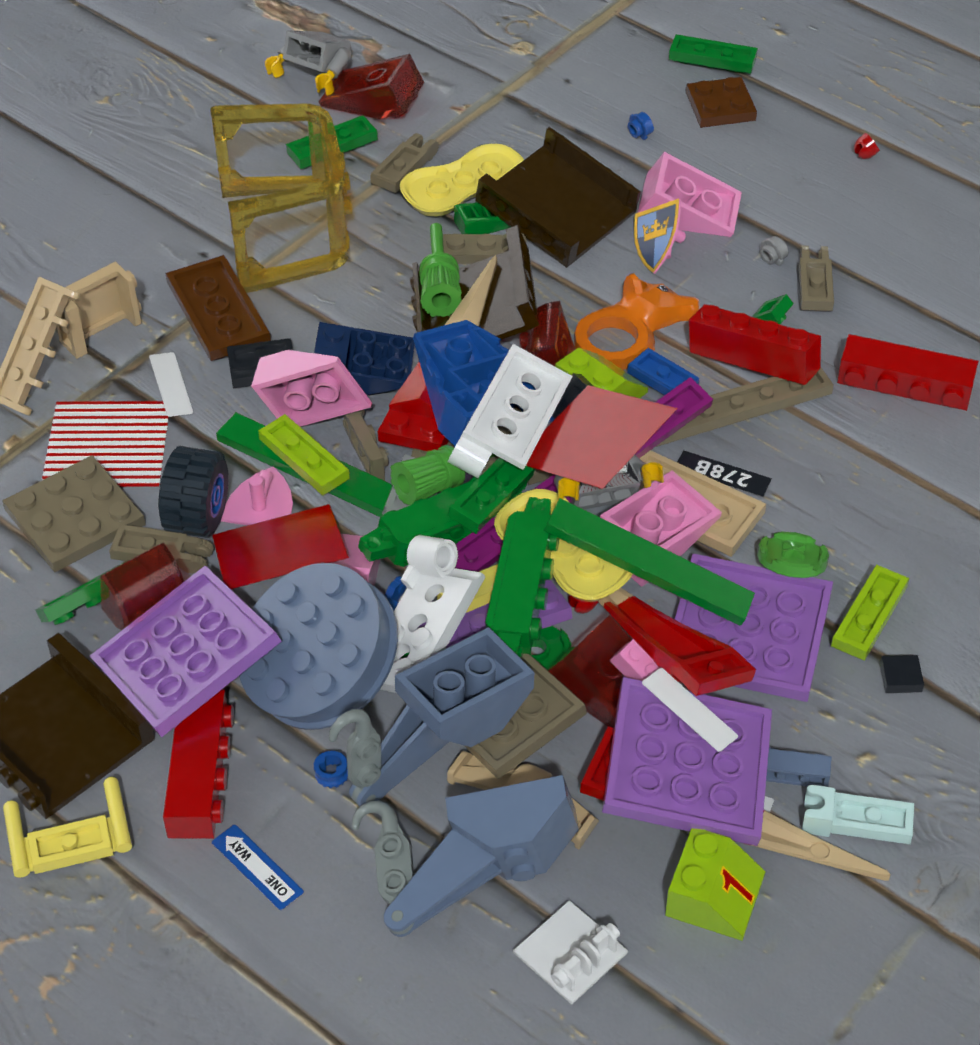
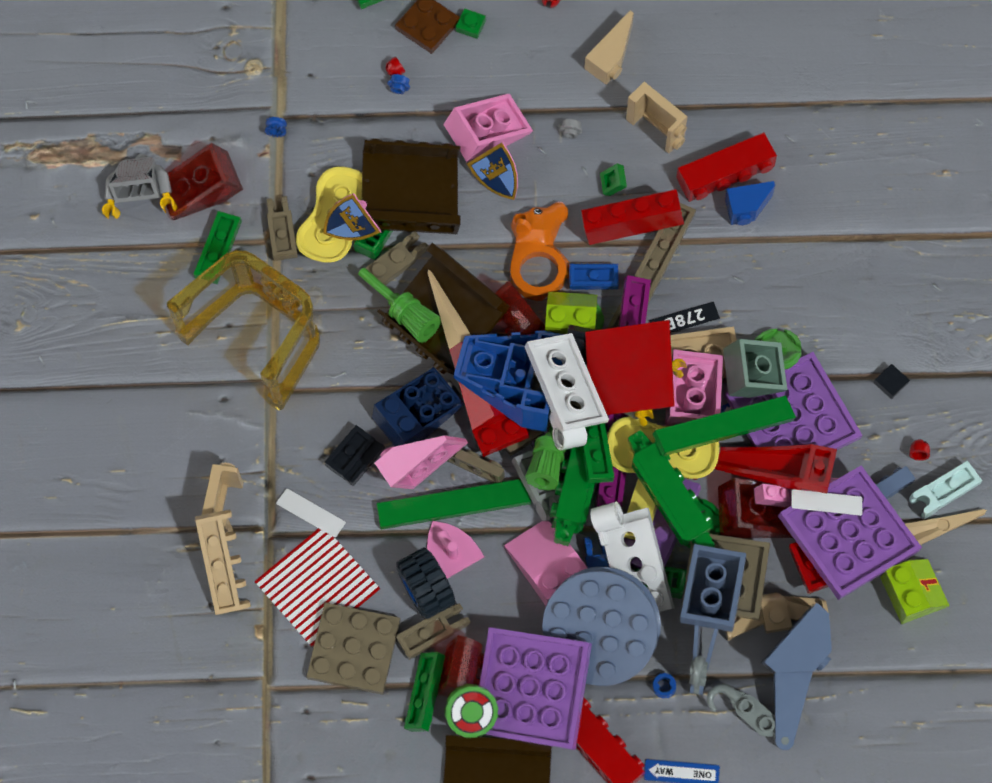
camera: 40 degrees left, 20 degrees up
(101, 622) = (471, 710): none -> tile
(217, 306) = (283, 435): reddish brown plate -> none
(278, 546) = (505, 576): red sticker -> none
(304, 454) = (453, 502): lime plate -> none
(464, 175) = (350, 220): none -> shield
(488, 90) = (276, 126): none -> blue bush
(571, 951) = (879, 684): white hinge -> none
(653, 110) = (394, 67): none -> red hinge
(744, 542) = (754, 368): none -> sand green slope
(763, 124) = (471, 23): none -> green plate
(816, 280) = (614, 132): dark tan hinge -> none
(859, 762) = (919, 450): none -> red hinge
(870, 612) = (845, 354): lime plate -> none
(871, 270) = (659, 112): none -> tan panel
(885, 215) = (608, 55): none -> tan slope
(902, 414) = (747, 201): none -> blue slope

